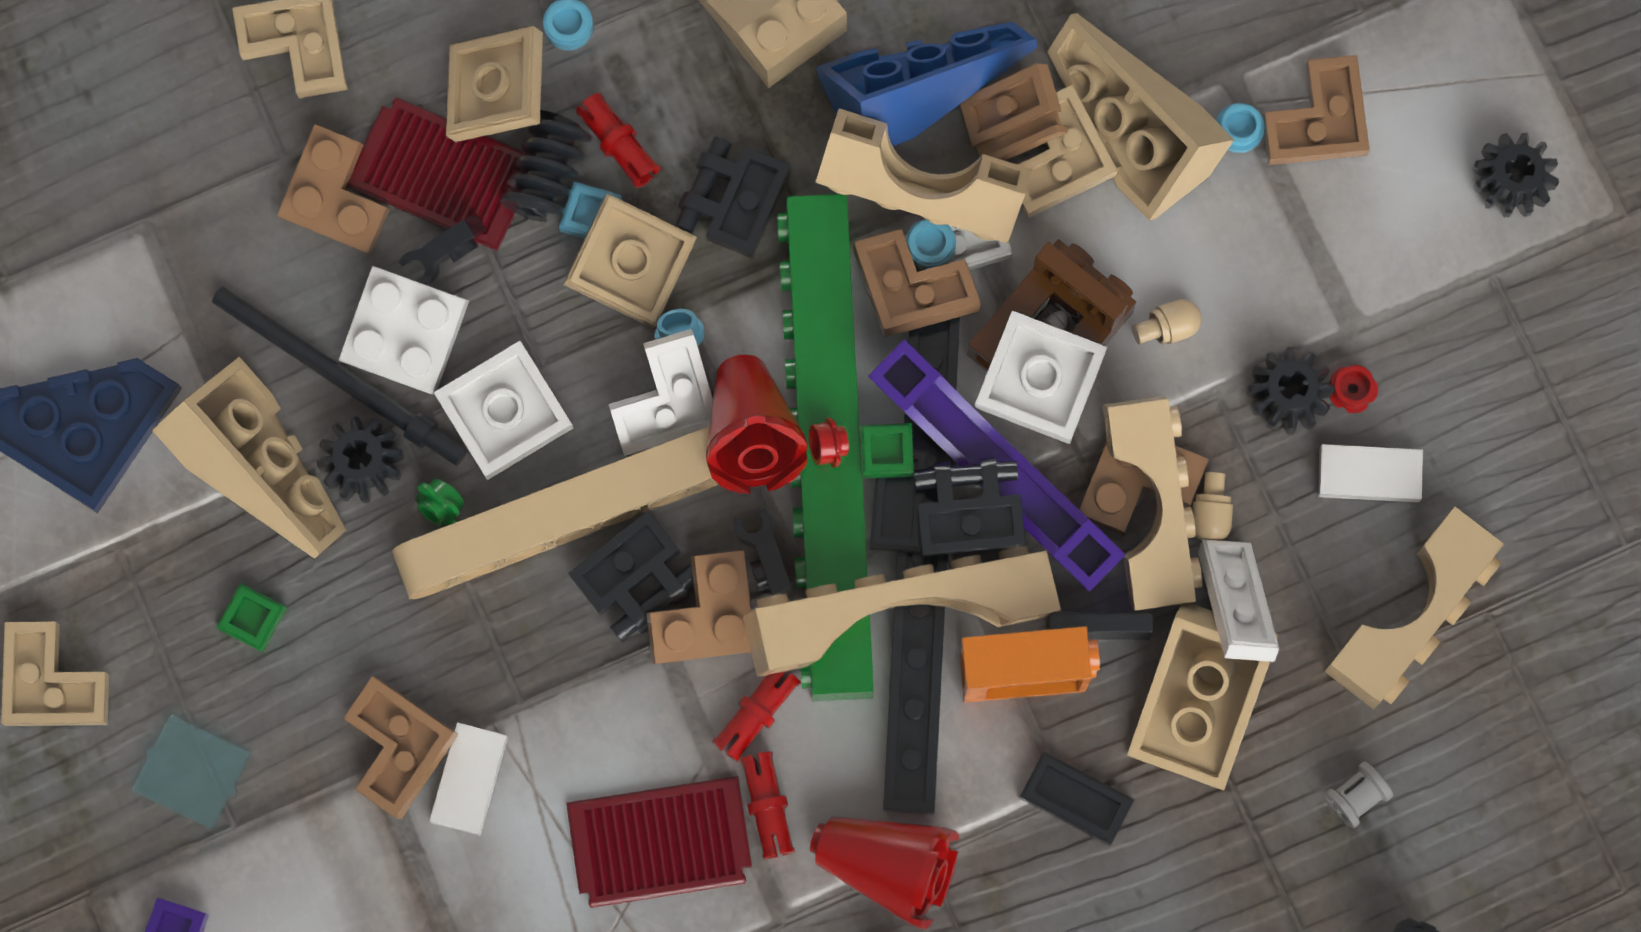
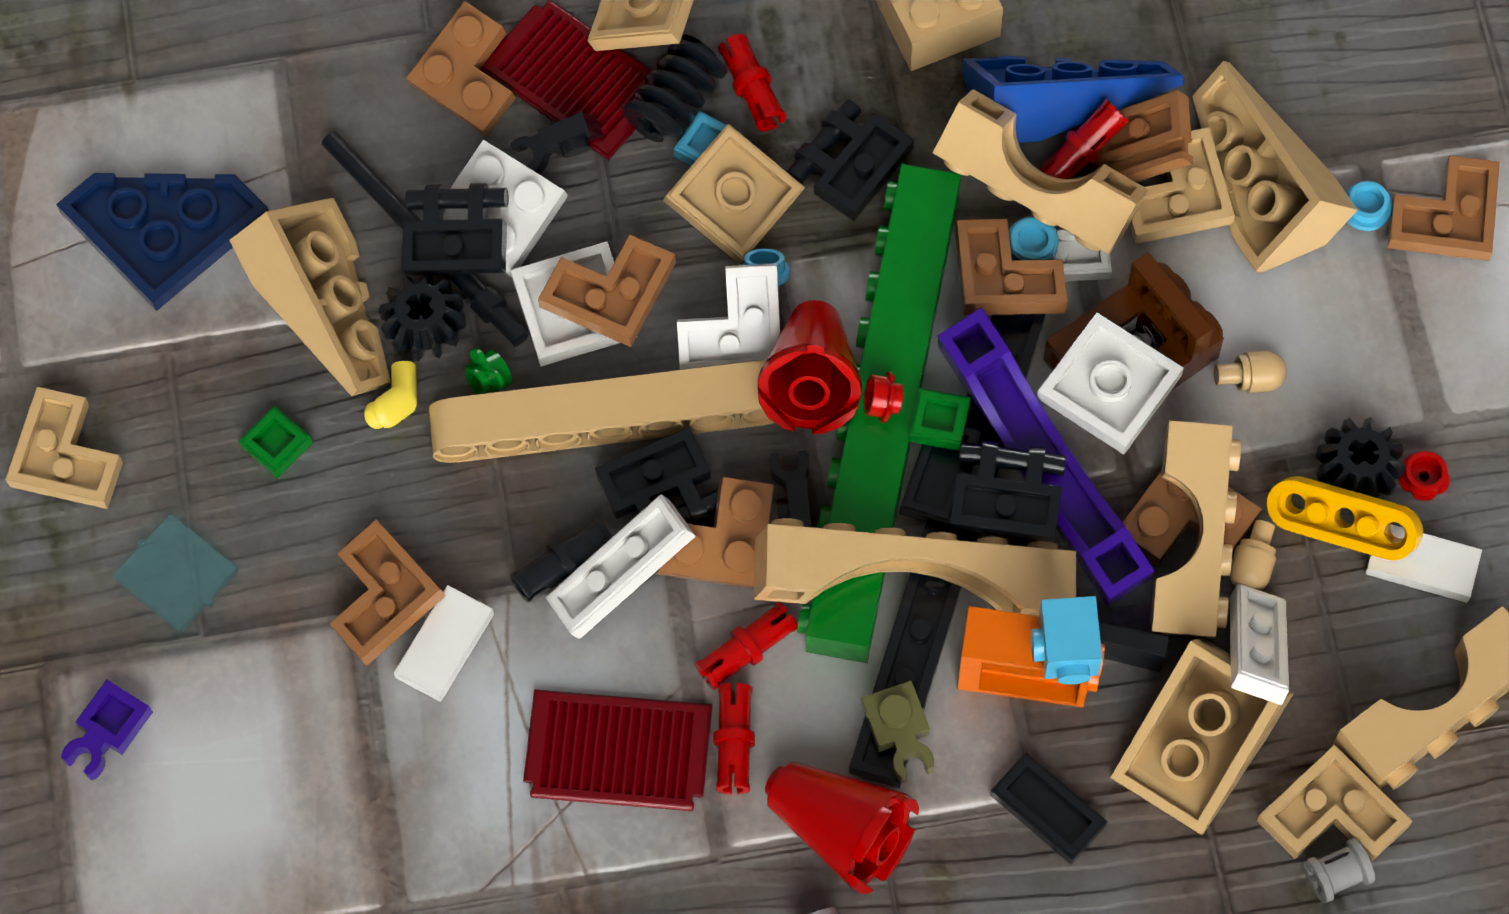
camera: 15 degrees right, 10 degrees down
(360, 548) = (396, 402): none -> light yellow arm
(374, 383) = (455, 245): none -> black plate
(545, 407) = (615, 302): none -> medium nougat plate
(560, 670) = (559, 560): none -> black pin
(618, 667) = (620, 566): none -> white tile
(918, 756) = (898, 722): none -> olive plate
(956, 131) = (1085, 142): none -> red pin
(1064, 653) = (1068, 639): none -> medium azure brick
(1269, 458) = (1324, 522): none -> yellow plate
(1340, 722) = (1338, 795): none -> tan plate

